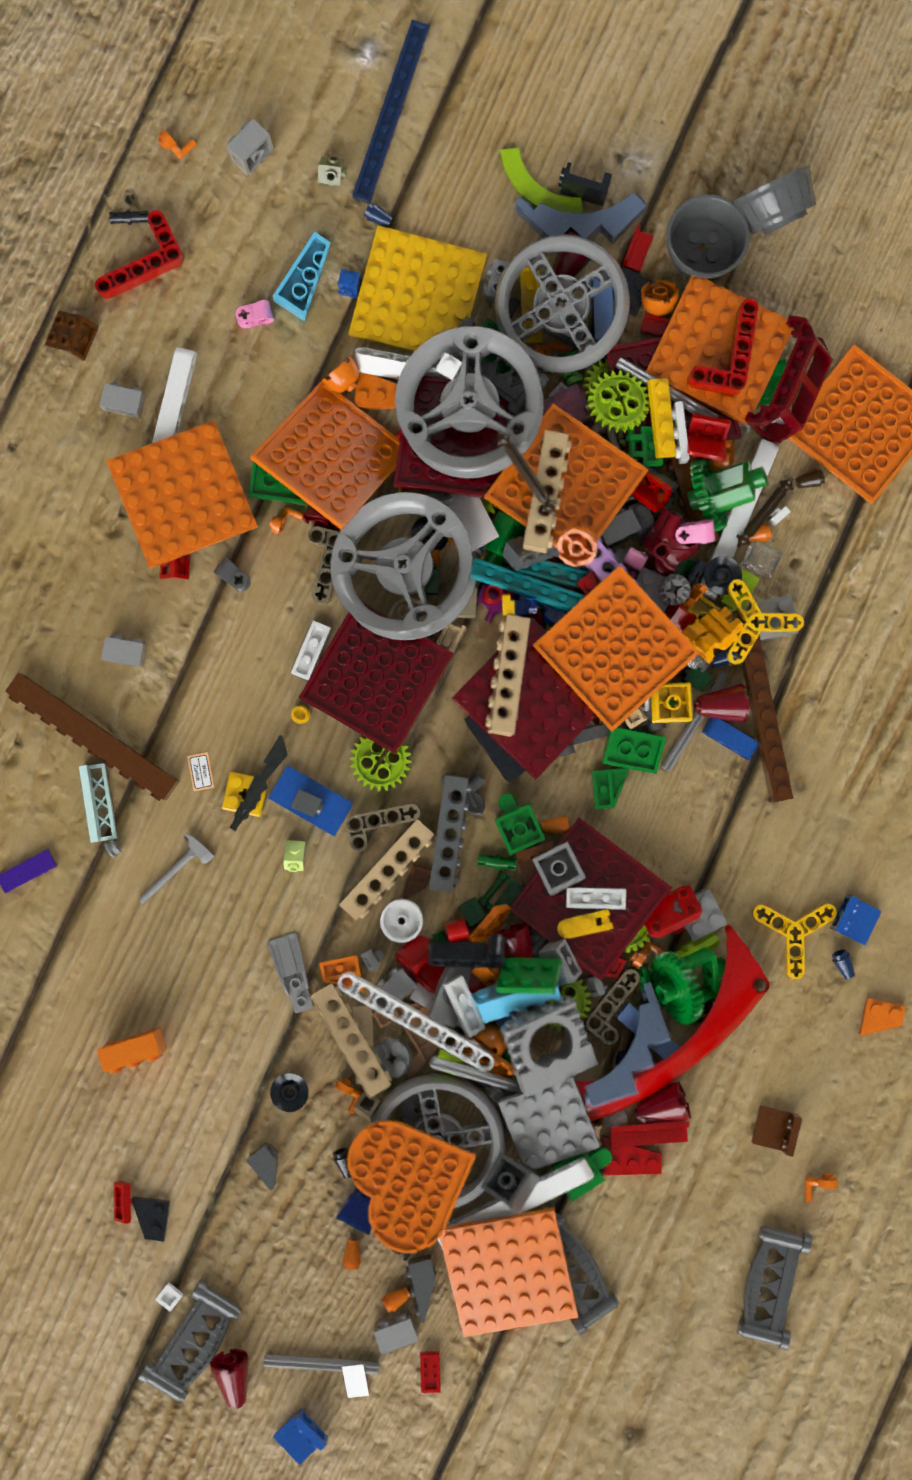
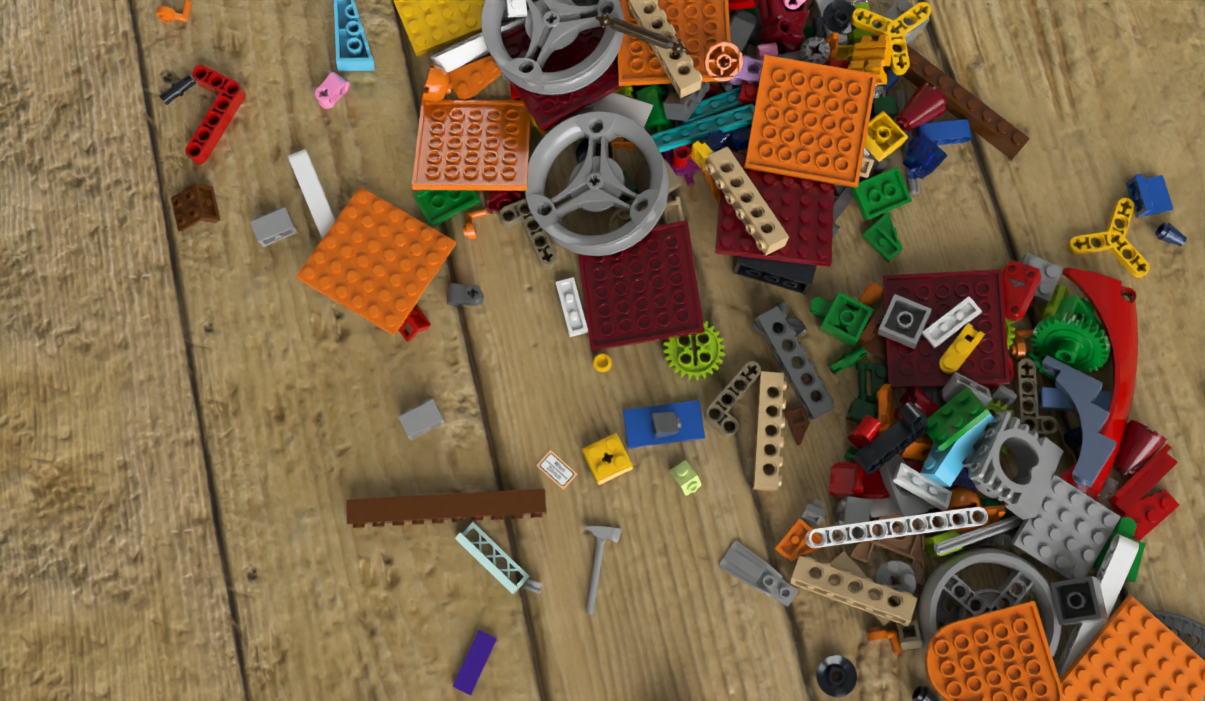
camera: 35 degrees left, 10 degrees down
(259, 784) = (614, 440): pearl dark grey sword -> none
(349, 283) = (388, 16): blue brick -> none
(413, 920) = (822, 454): white wheel -> none
(692, 745) = (922, 157): none -> clear blue torso

